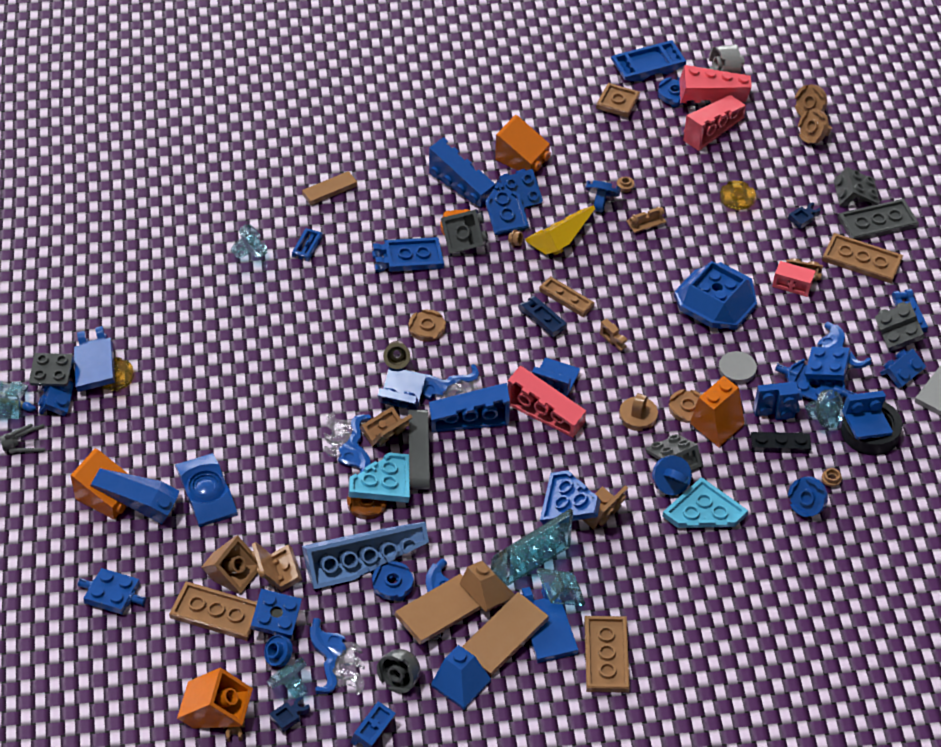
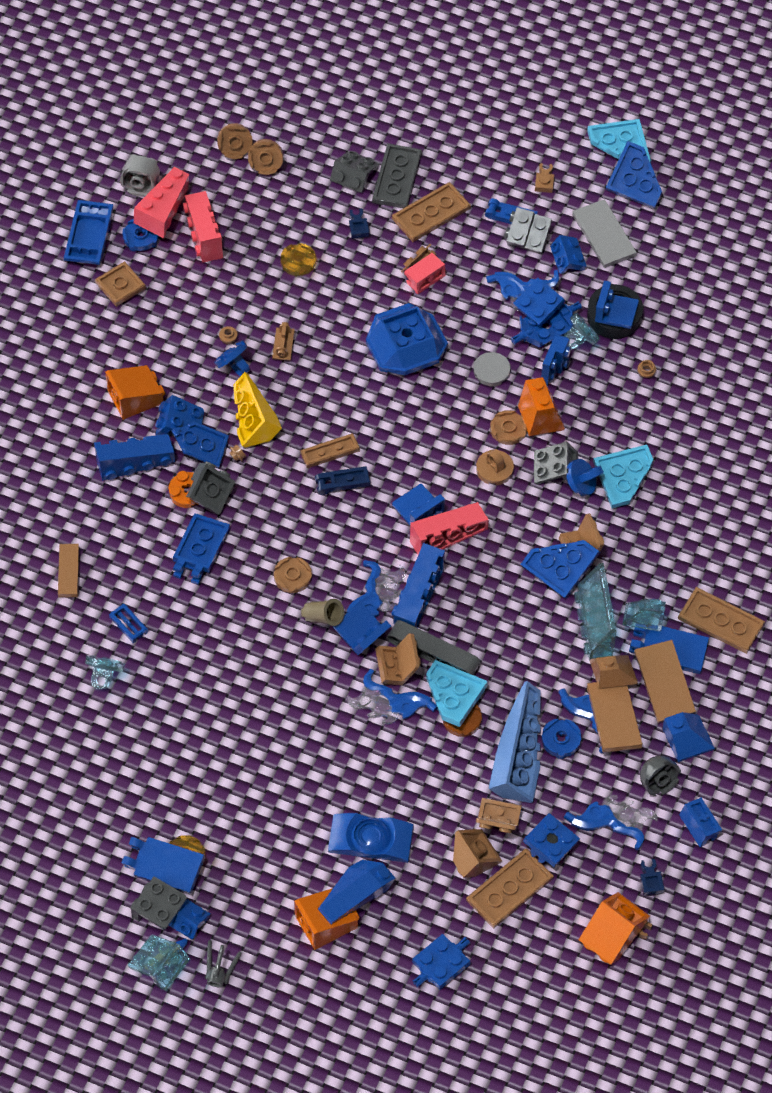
camera: 60 degrees left, 10 degrees up
(278, 651) = (585, 857): blue plate -> none
(289, 677) = (618, 859): clear light blue tile -> none
(611, 334) = (398, 439): medium nougat plate -> none
(780, 442) = (588, 383): black plate -> none
(808, 496) = (662, 395): blue tile -> none

